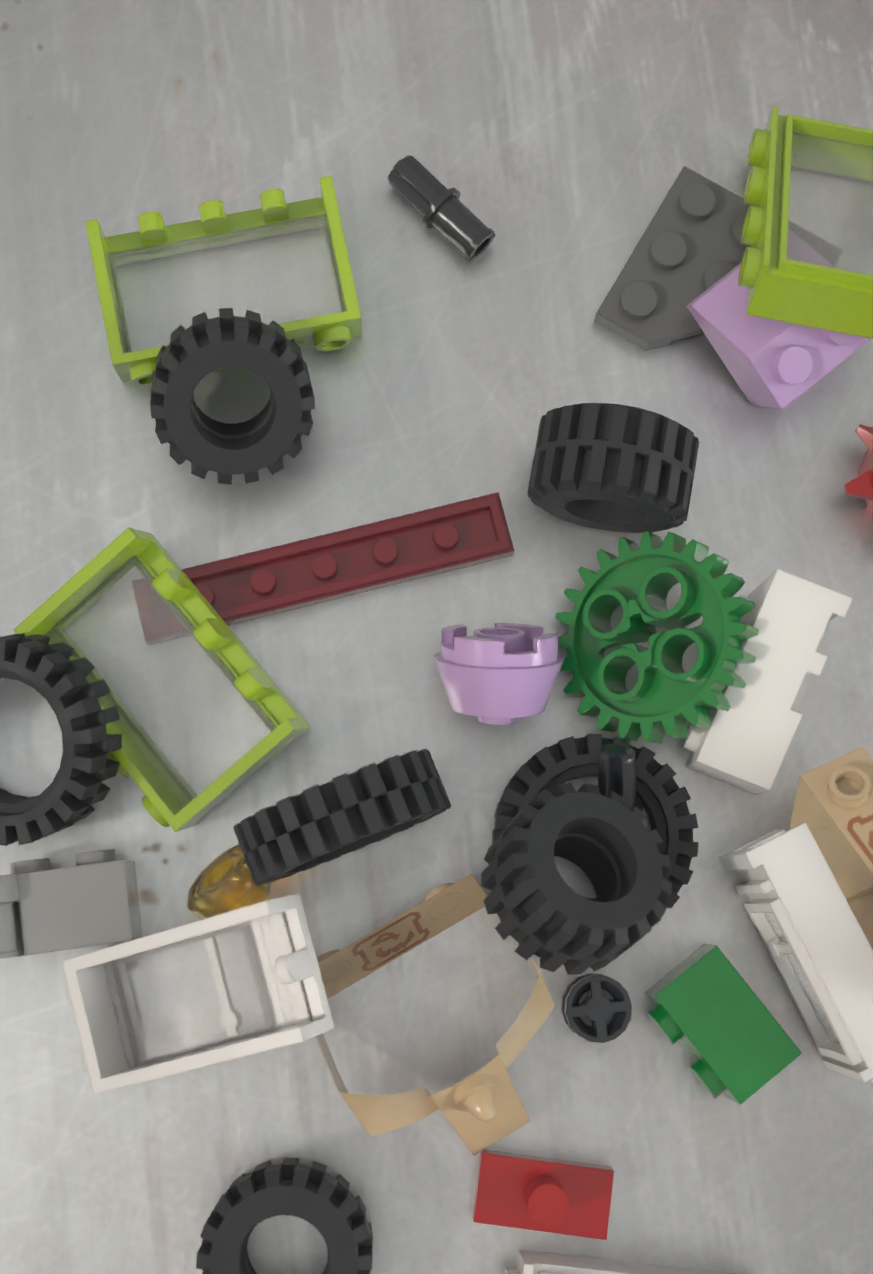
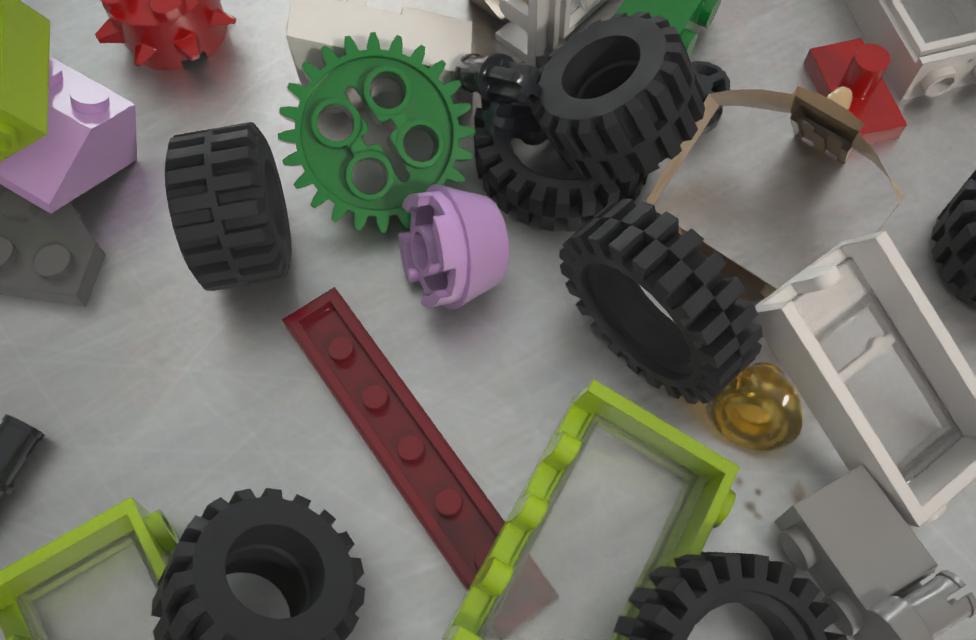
camera: 100 degrees left, 15 degrees down
(657, 772) = (498, 77): none -> black axle

